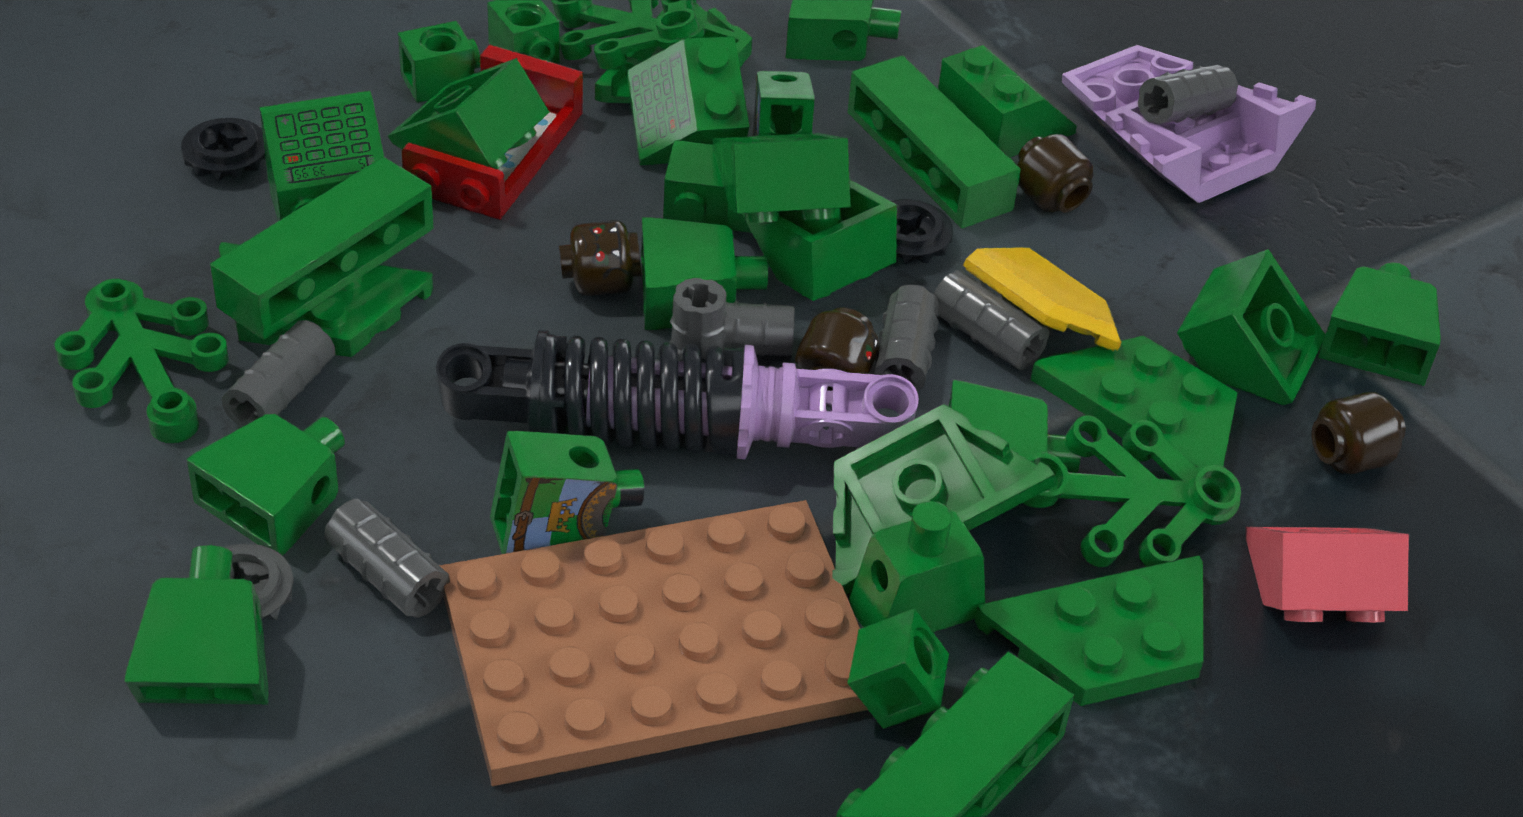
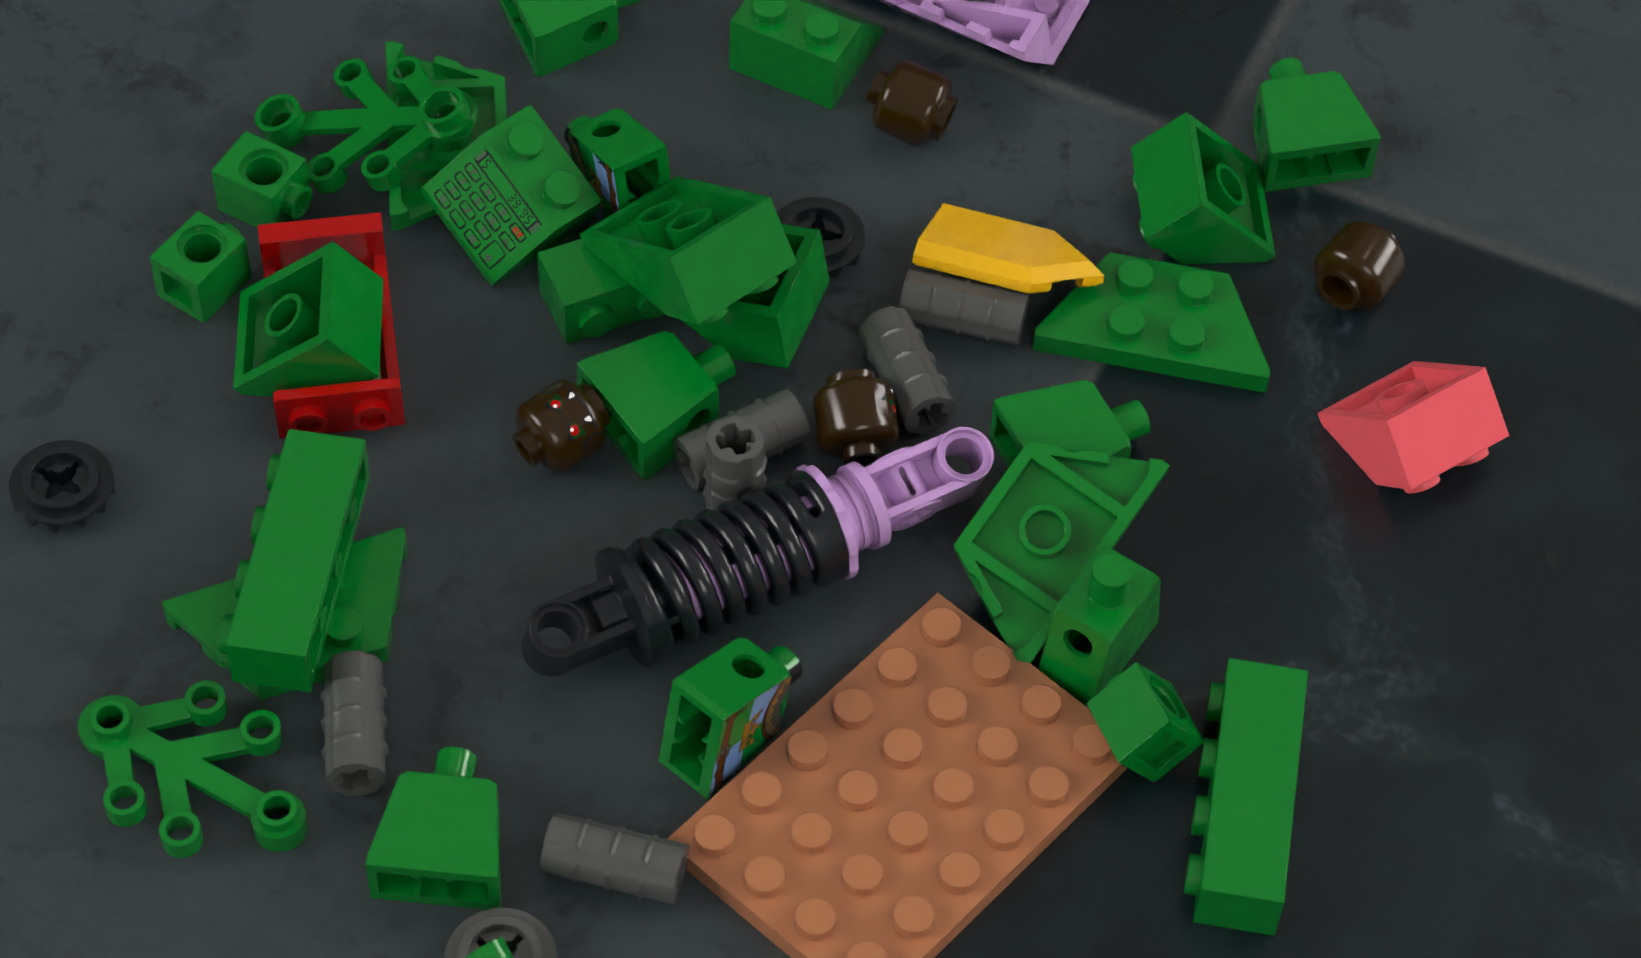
camera: 30 degrees left, 10 degrees up
(317, 146) = (206, 459): green slope -> none
(933, 141) = (768, 118): green brick -> none
(1109, 631) = (1275, 582): green wing -> none
(1139, 490) = (1222, 427): green plant -> none

